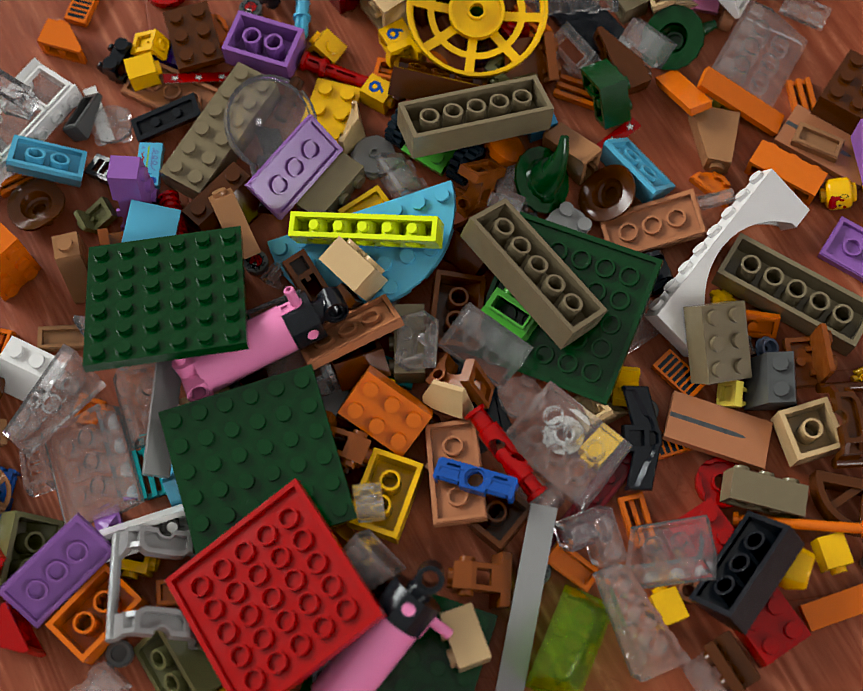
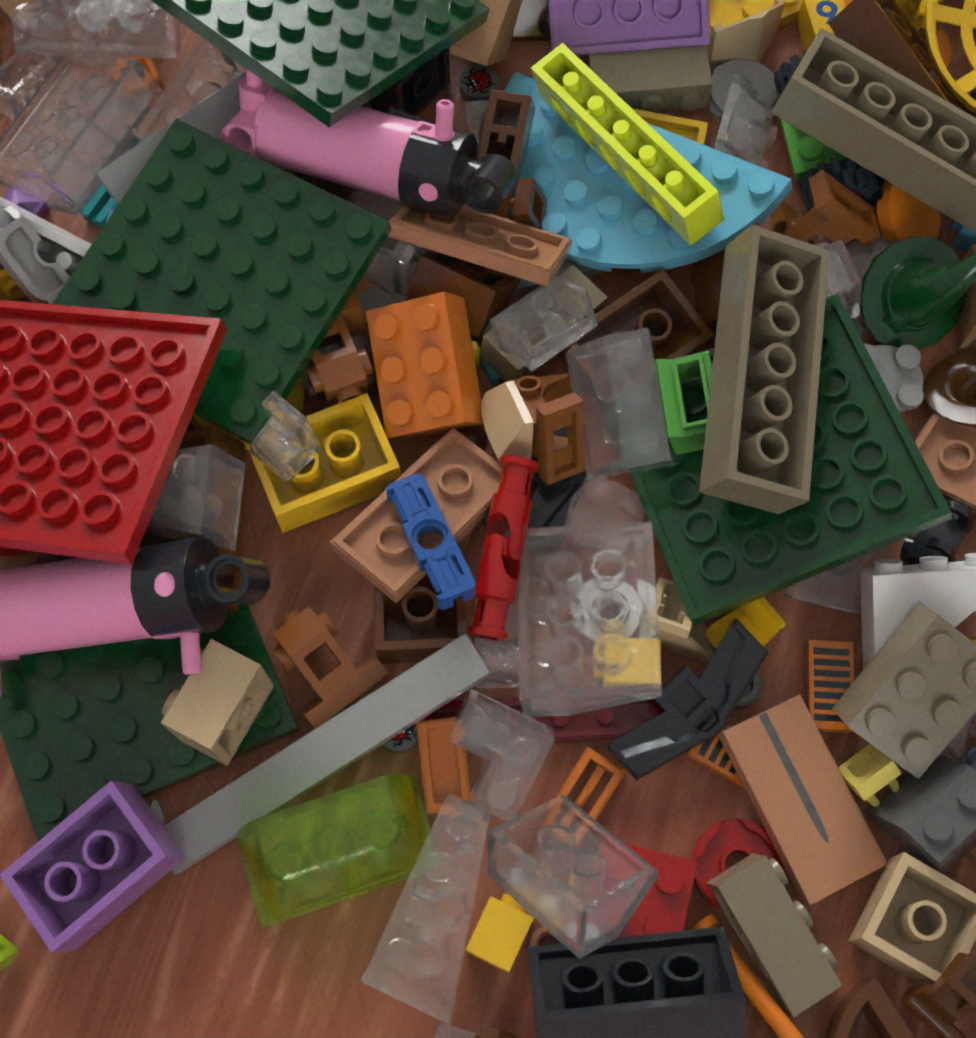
camera: 45 degrees right, 0 degrees up
(354, 268) = (563, 172): tan brick -> none

